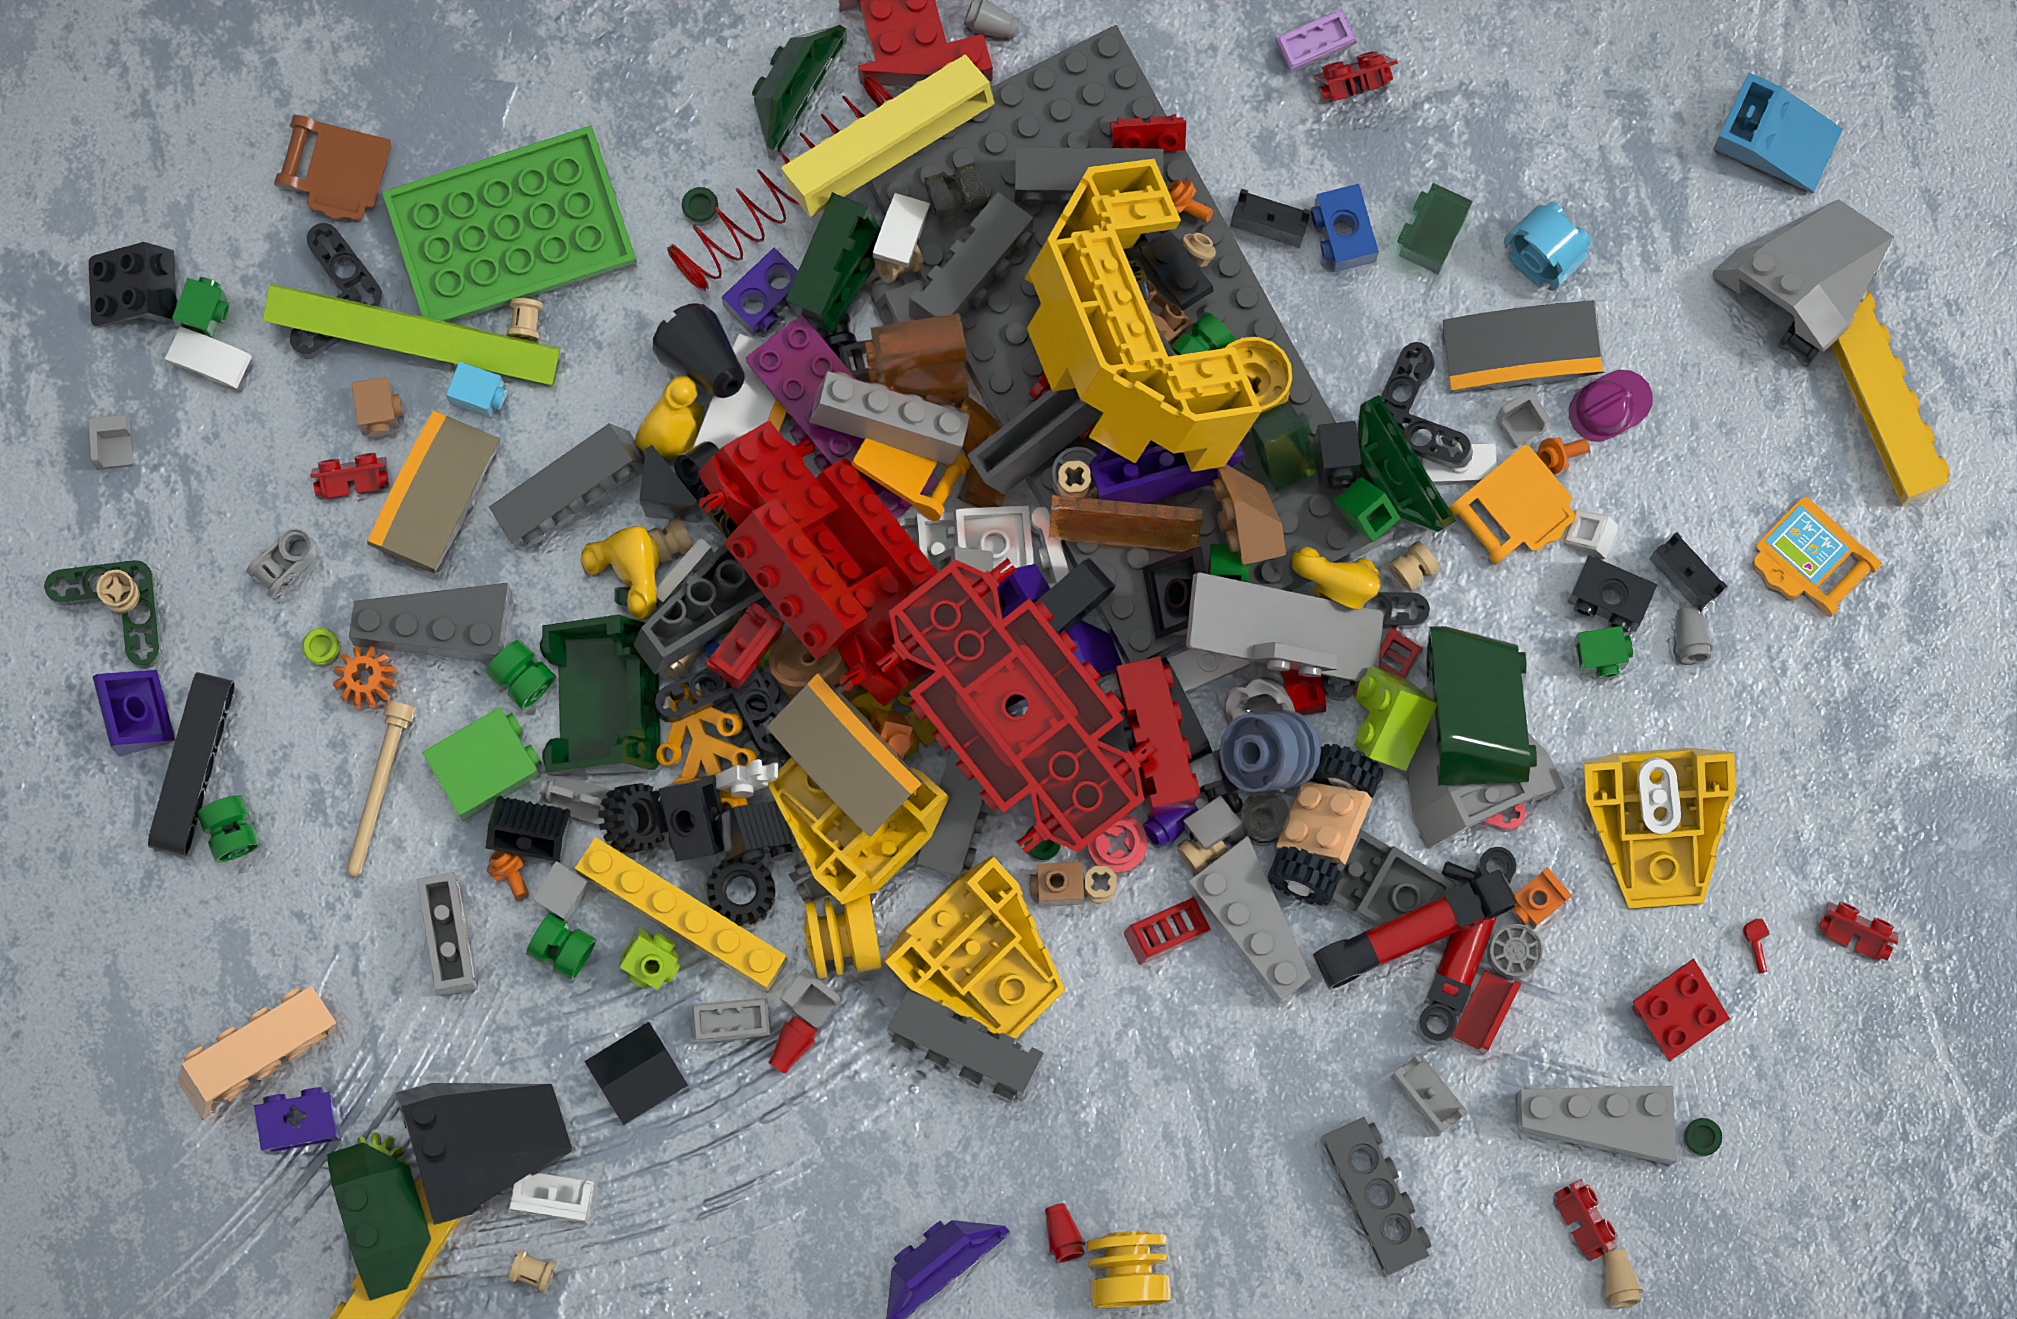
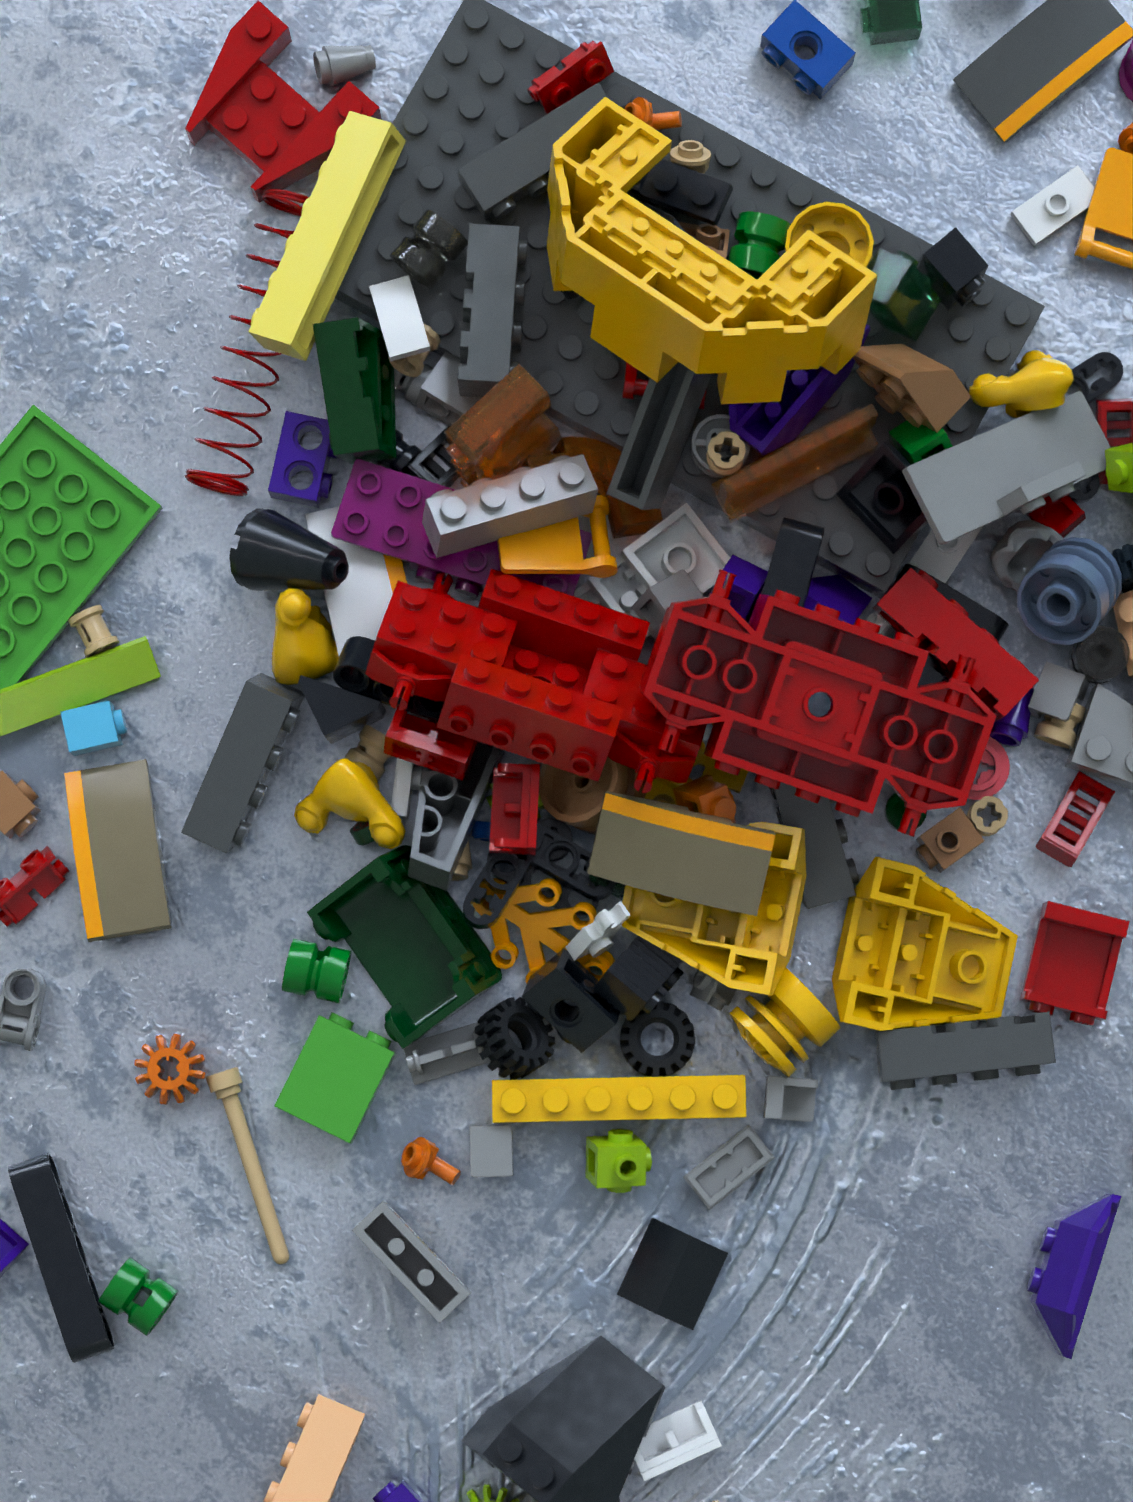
camera: 30 degrees left, 5 degrees up
(321, 647) = (108, 1066): lime tile -> none
(442, 623) = (211, 969): dark grey wedge -> none
(528, 829) = (421, 1112): black brick -> none
(561, 946) = (526, 1202): green wheel -> none
(699, 206) = (186, 416): dark green tile -> none
(710, 556) = (427, 745): none -> red hinge
(792, 1043) = (801, 1150): red cone -> none
(793, 83) = (197, 243): dark green wedge -> none
(1051, 551) = (737, 536): white plate -> none
(1093, 1036) = (1073, 962): none -> red panel
(1222, 787) = (1042, 649): black piece -> none
(1270, 219) = (730, 85): black hinge -> none
(1367, 509) = (1007, 298): green brick -> none
(1396, 470) = (1013, 252): dark green wedge -> none
(1404, 410) = (973, 191): black beam -> none
(1414, 566) = (1079, 329): tan wheel -> none
(1523, 419) = (1090, 125): light grey panel -> none

